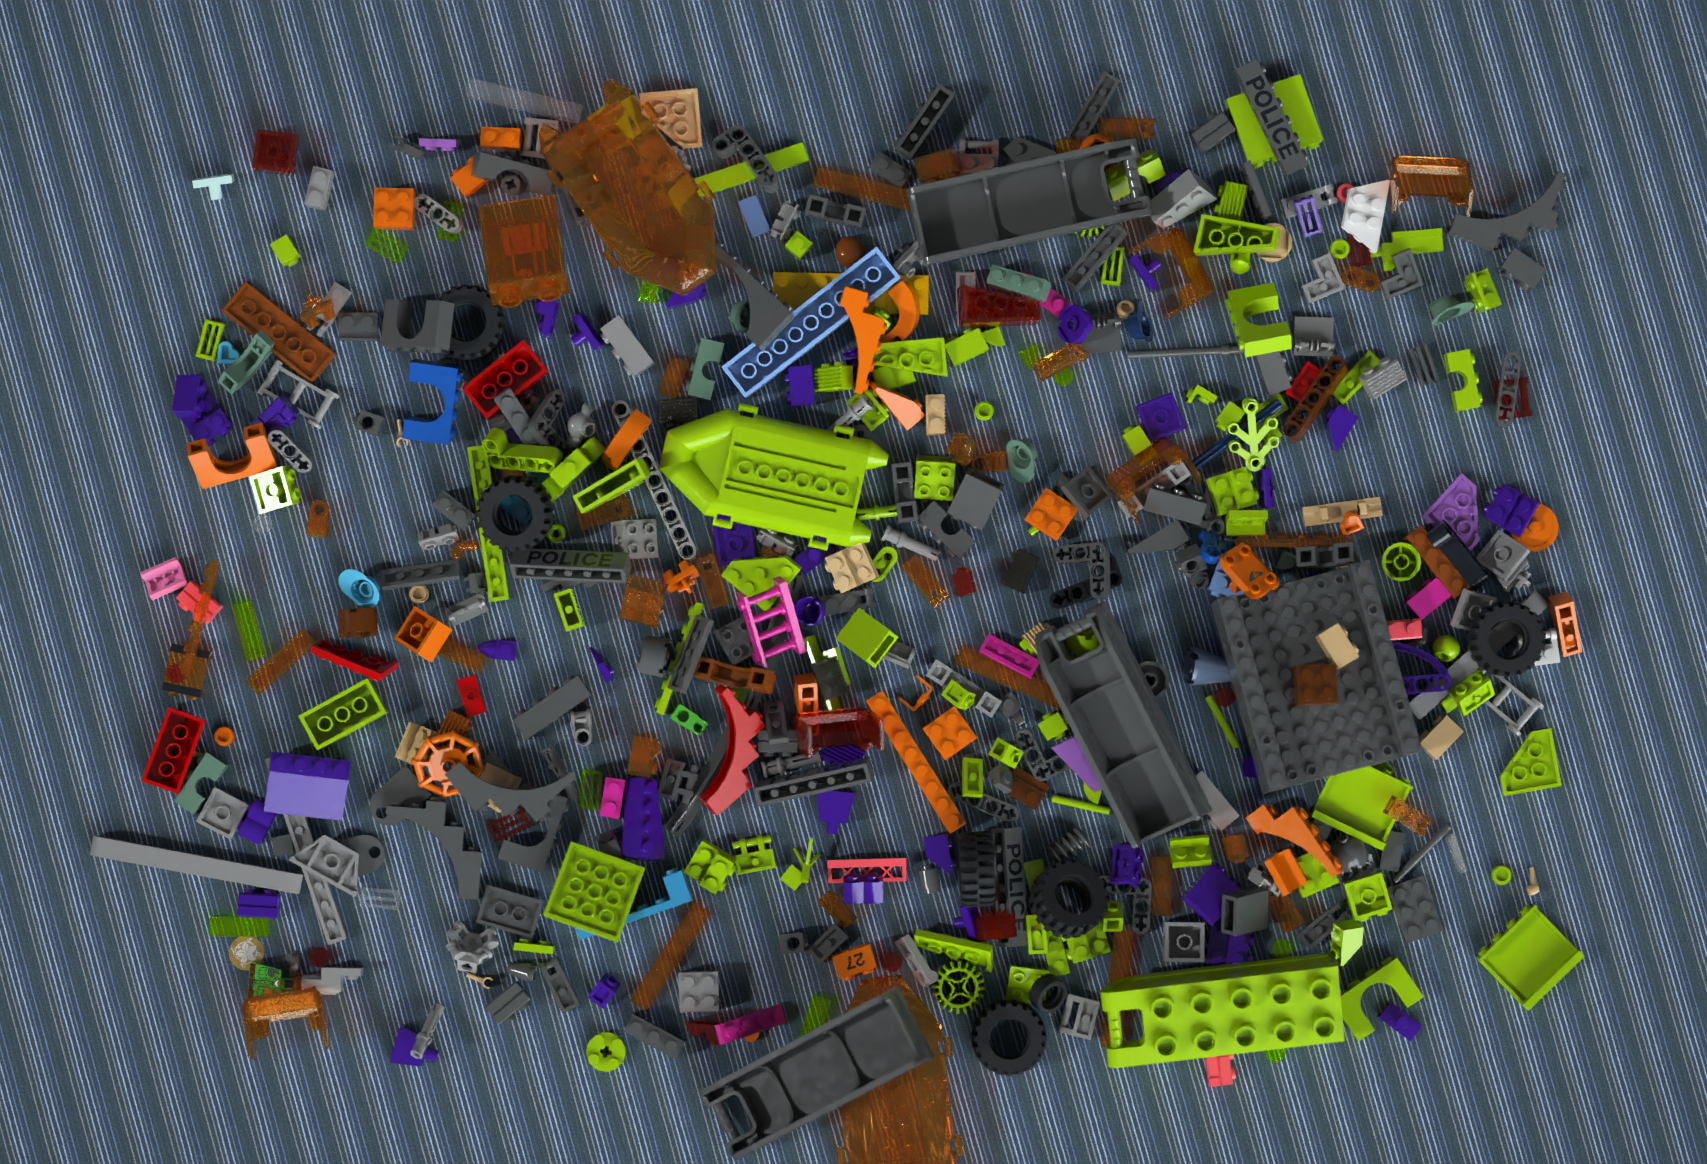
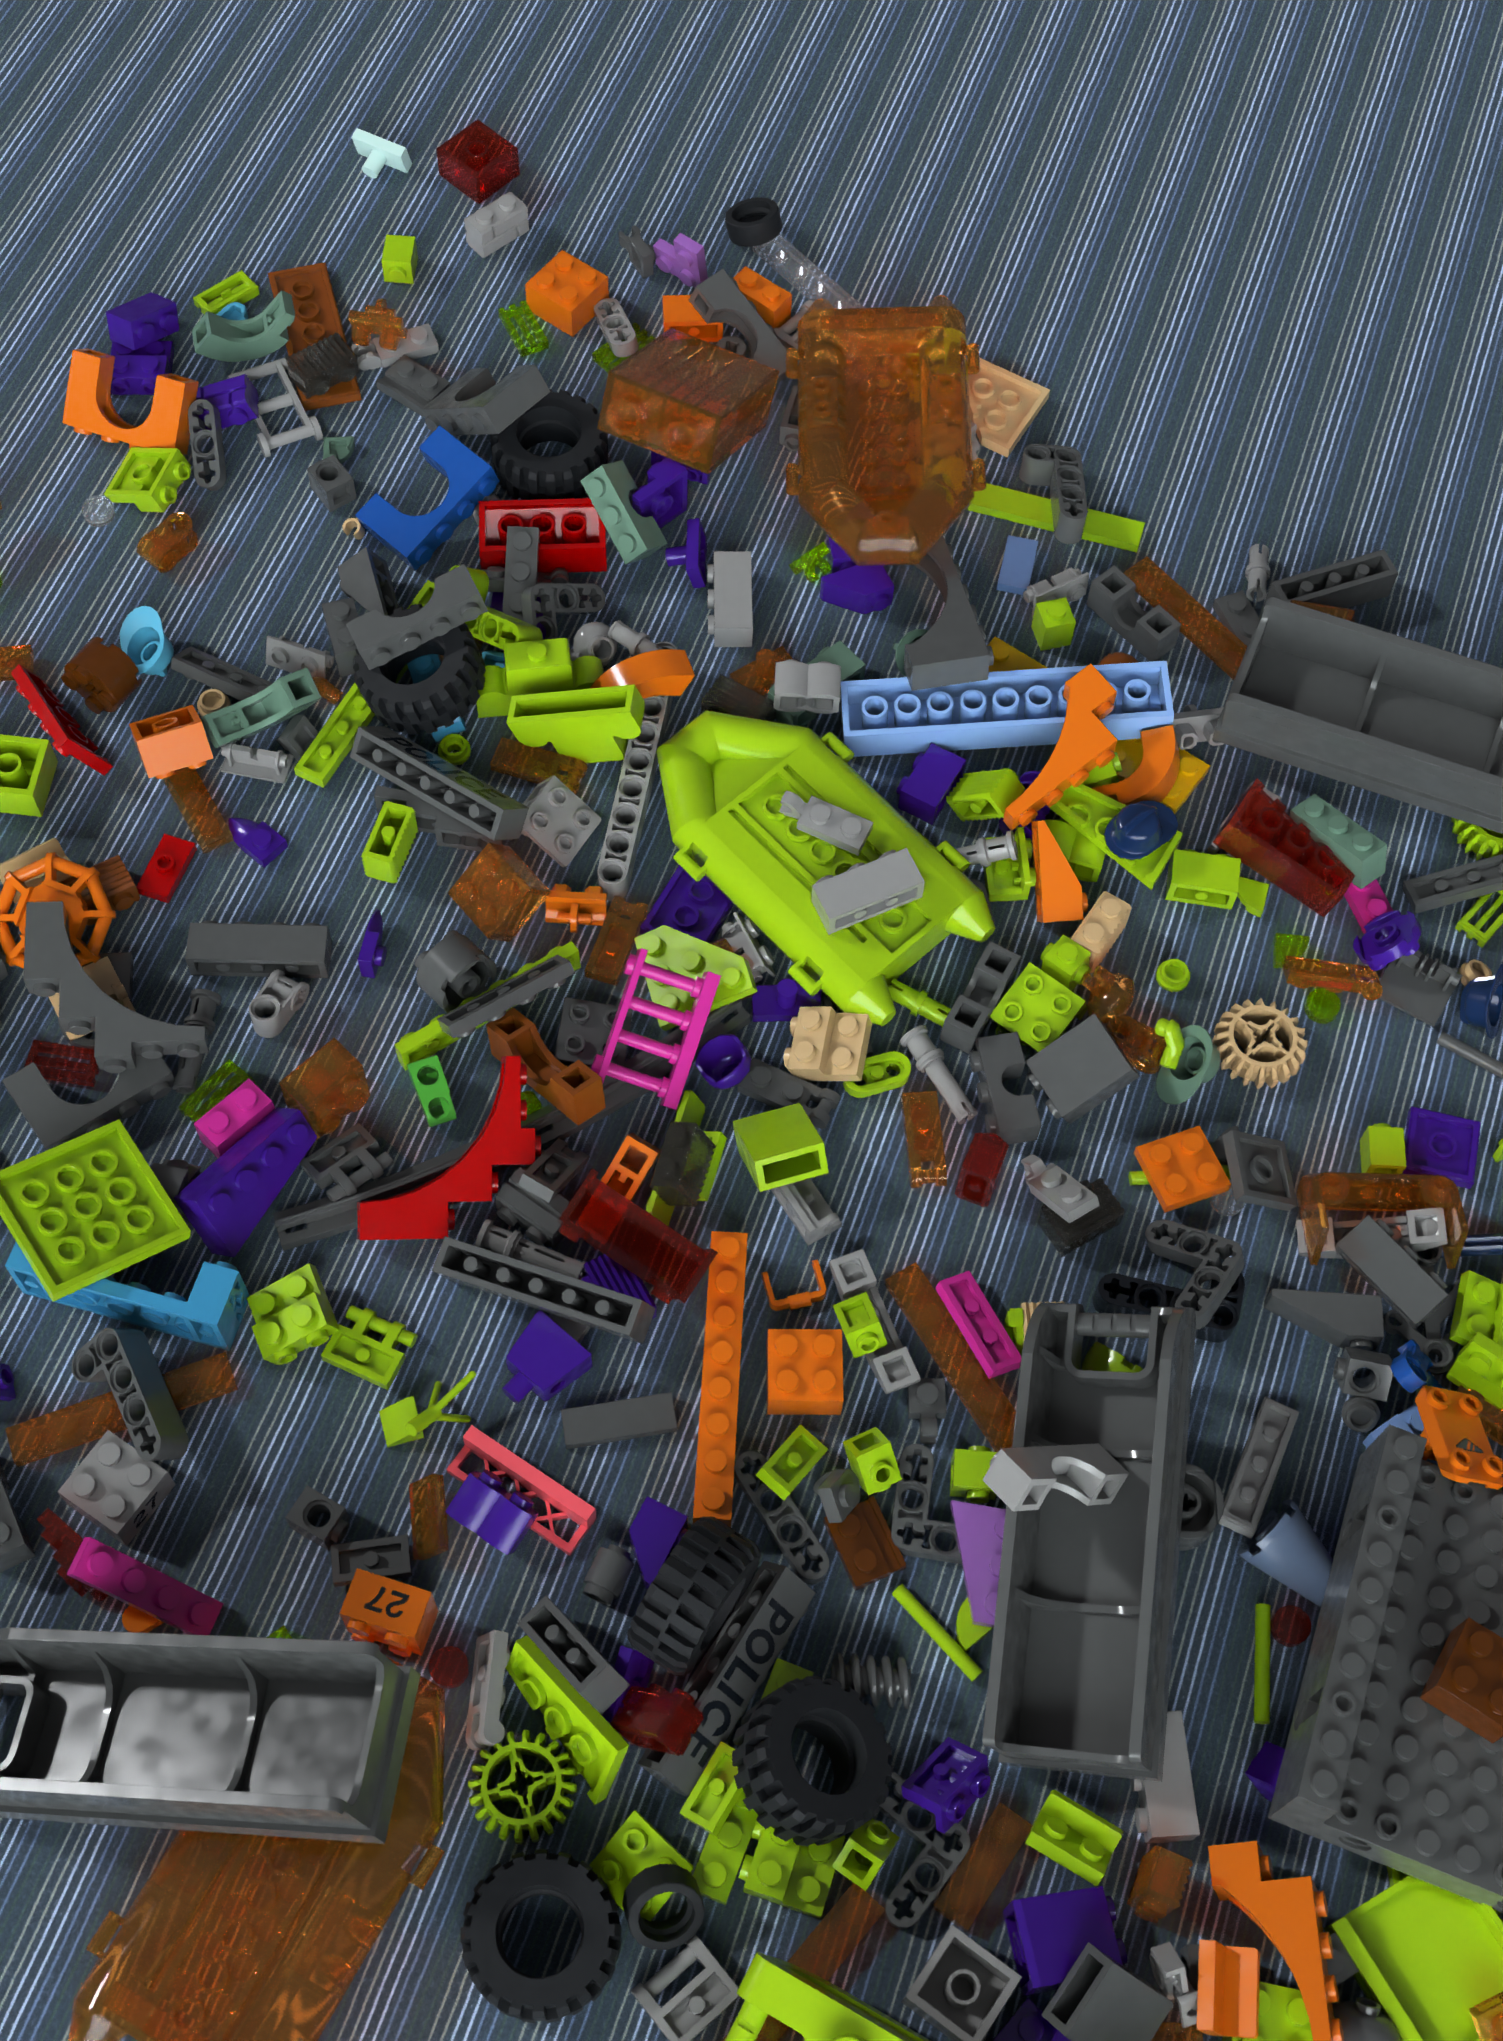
camera: 35 degrees right, 25 degrees down
(308, 356) = (322, 365): none -> clear smoke brick
(352, 397) = (339, 447): none -> sand green tile
(446, 77) = (753, 222): none -> black tyre
(446, 476) = (368, 582): none -> dark grey slope
(457, 579) = (263, 710): none -> sand green arch
(515, 475) = (386, 637): none -> dark grey arch
(526, 339) = (609, 492): none -> sand green arch
(606, 415) = (632, 640): none -> light grey pin
(677, 947) = (139, 1389): none -> dark grey beam
(708, 382) = (807, 687): none -> light grey brick
(778, 461) = (827, 822): none -> light grey plate
(821, 487) = (867, 890): none -> light grey brick
(880, 134) = (1257, 572): none -> light grey pin
(884, 809) = (619, 1420): none -> dark grey tile
(923, 350) = (1140, 829): none -> dark blue piece
(931, 444) = (1066, 962): none -> lime brick
(942, 925) = (573, 1654): none -> dark grey brick
(1004, 569) = (1058, 1189): none -> light grey hinge
(1008, 453) = (1174, 1042): none -> lime arm
(1048, 404) = (1268, 1061): none -> tan gear
(1083, 736) = (1027, 1474): none -> light grey arch
(1169, 636) = (1258, 1467): none -> light grey tile

